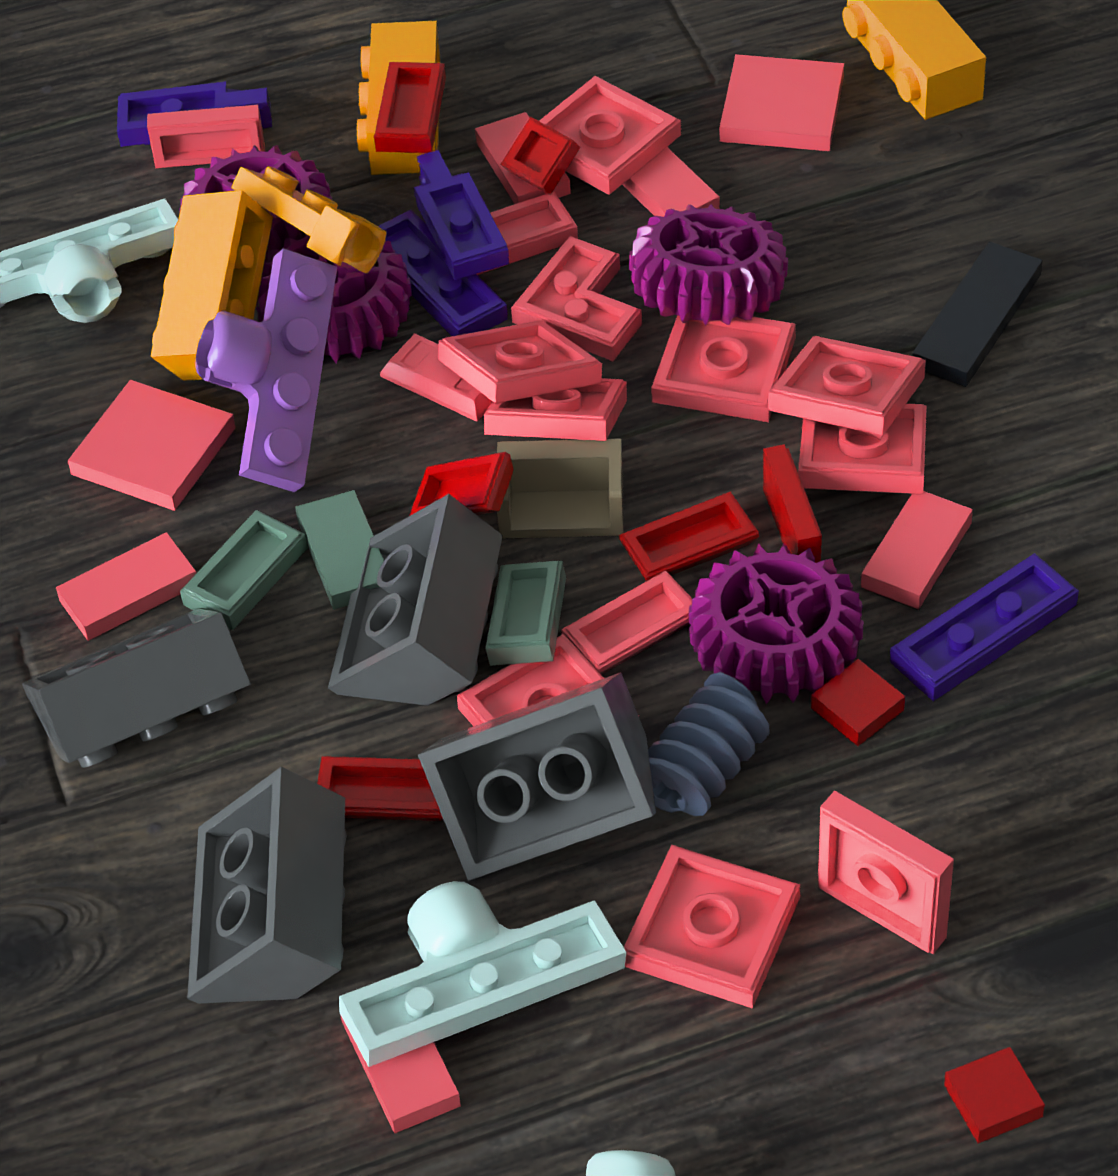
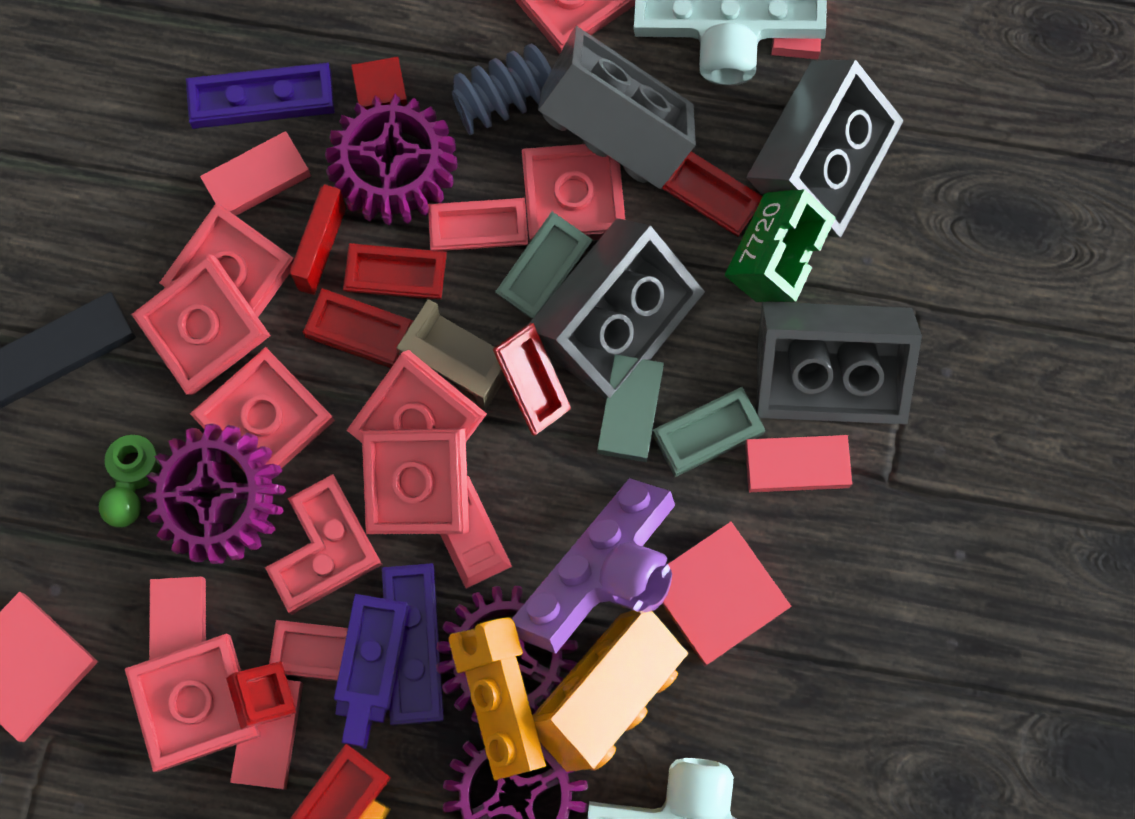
camera: 155 degrees left, 25 degrees up
(260, 726) = (778, 245): none -> green brick
(686, 476) = (356, 328): none -> red tile
(805, 274) = (121, 504): none -> bright green plate

